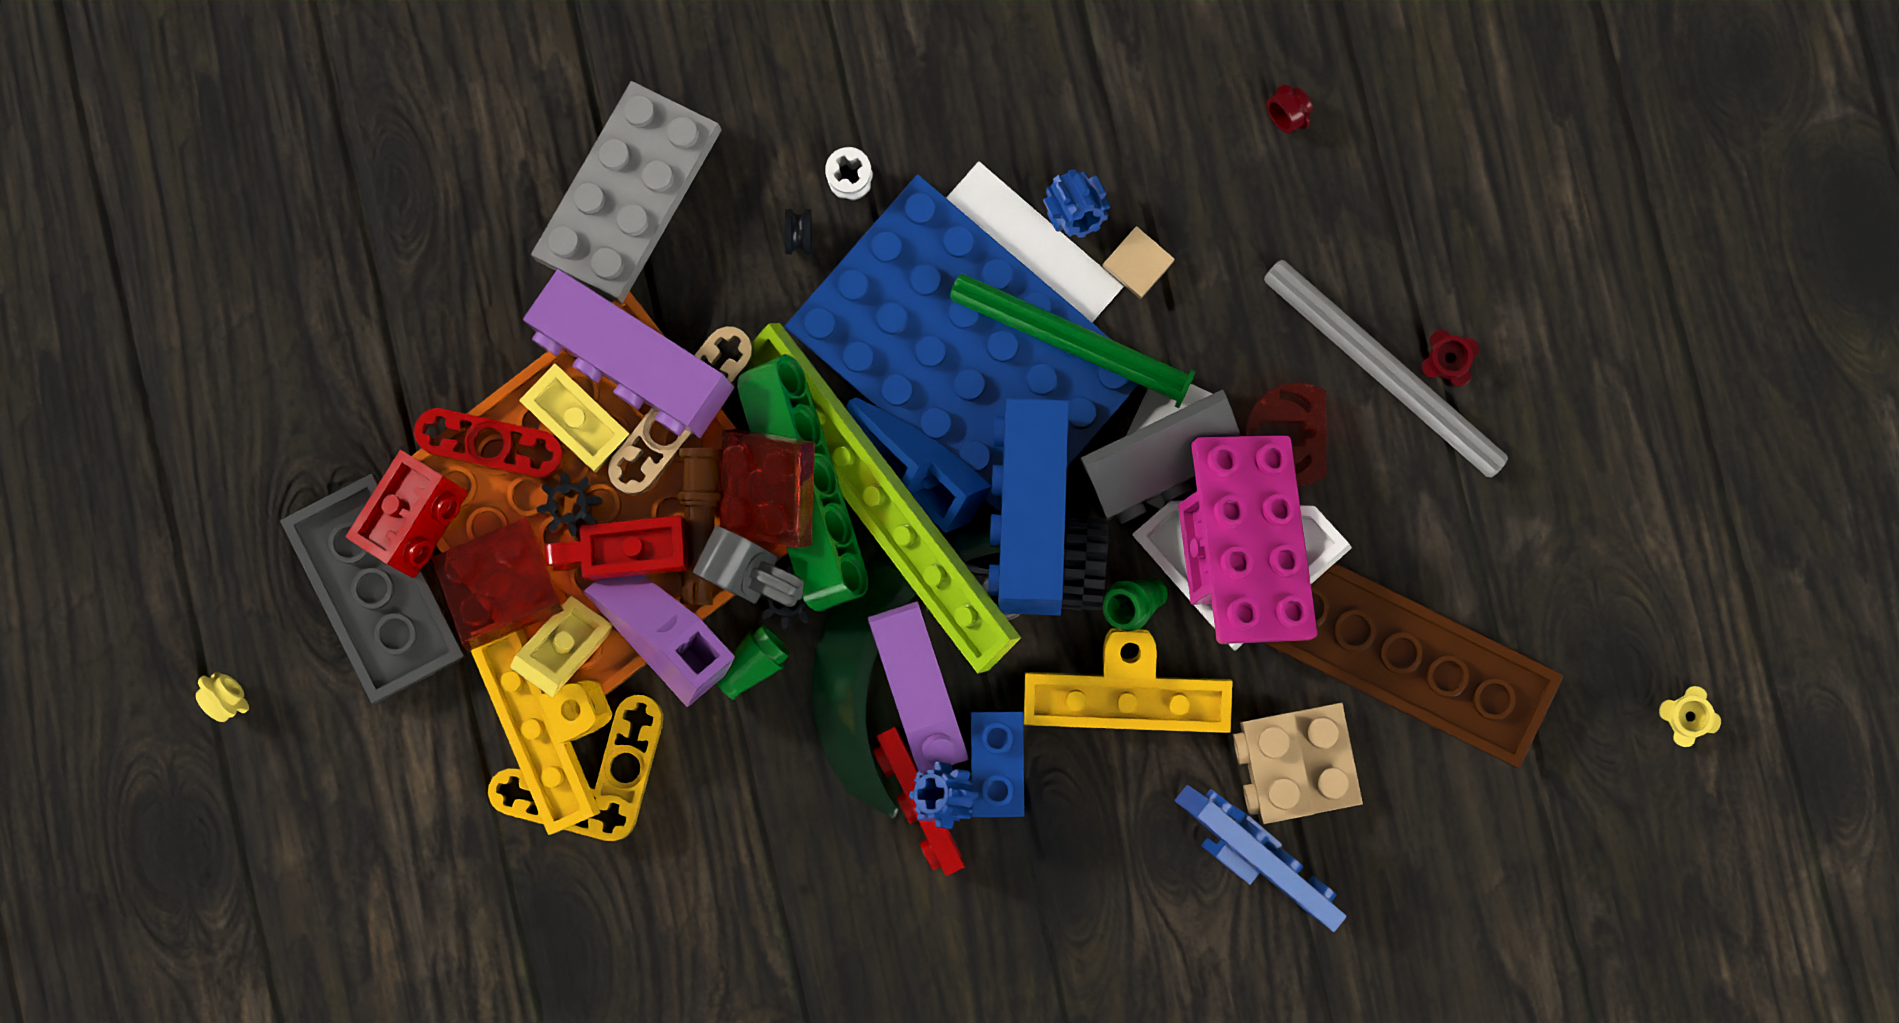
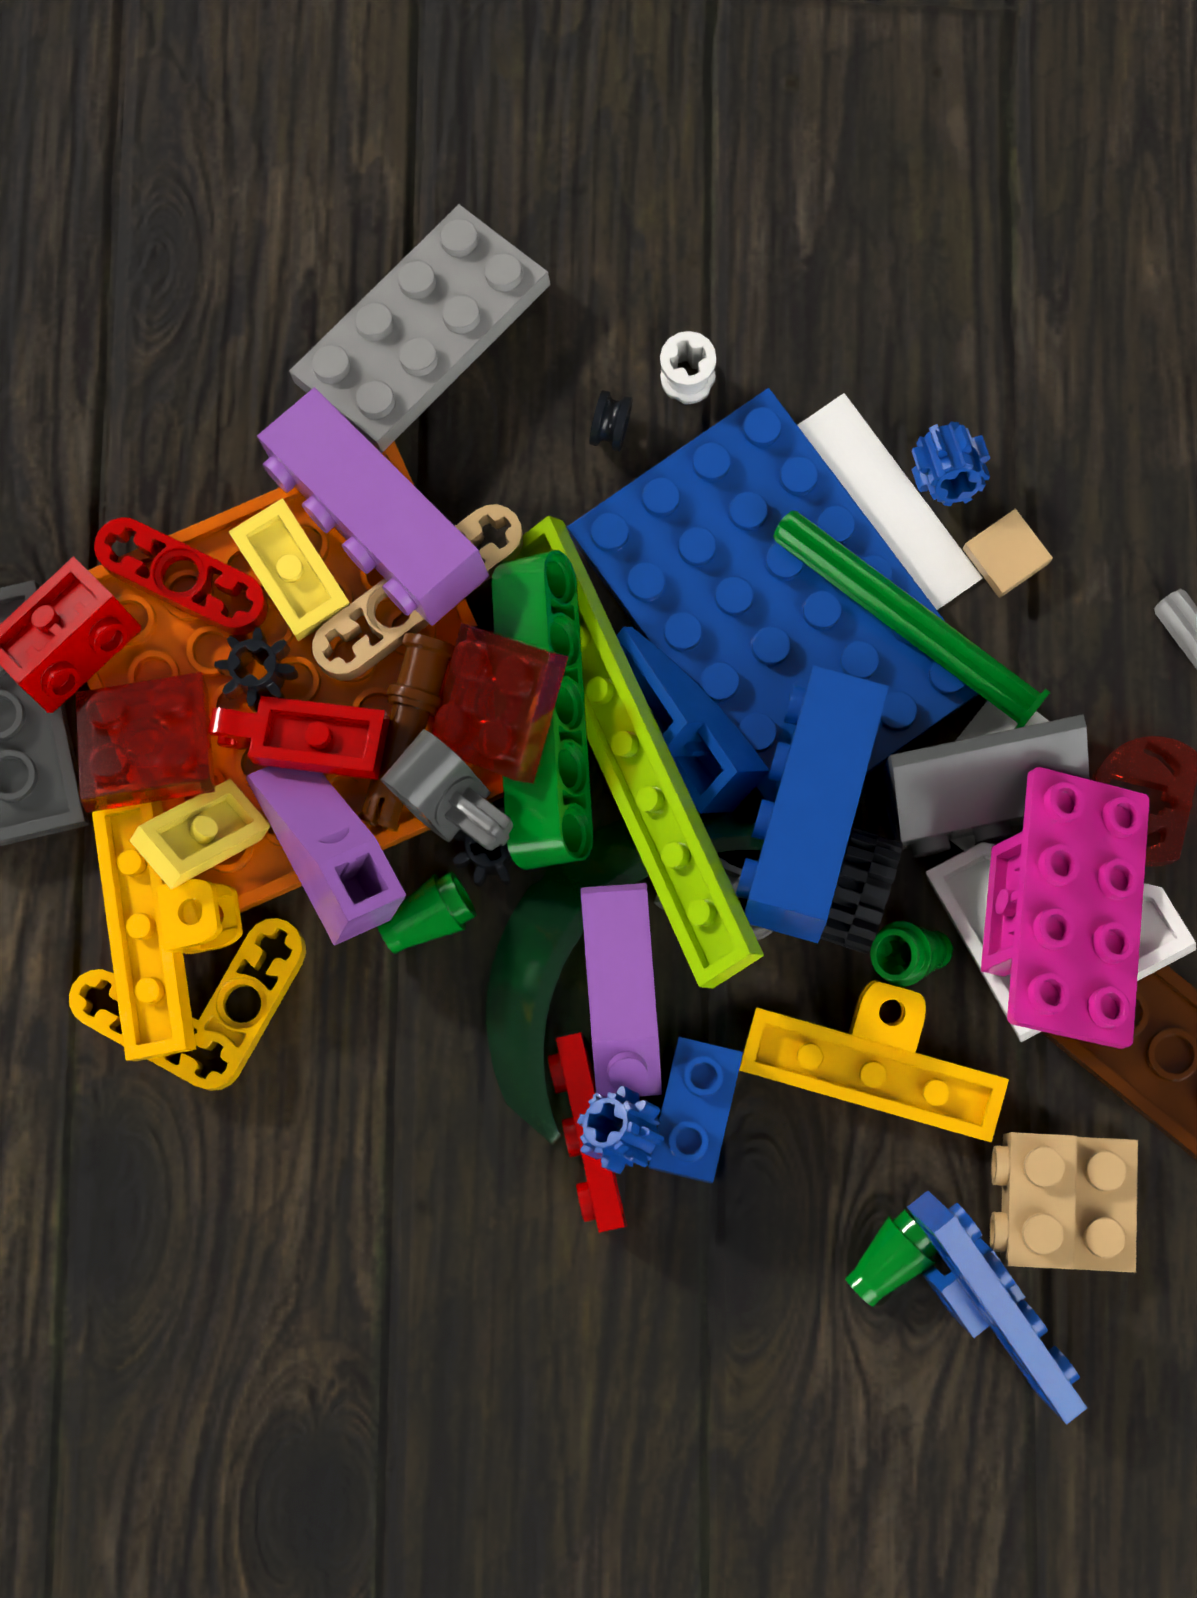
camera: 15 degrees right, 5 degrees down
(1174, 841) = (892, 1258): none -> green cone

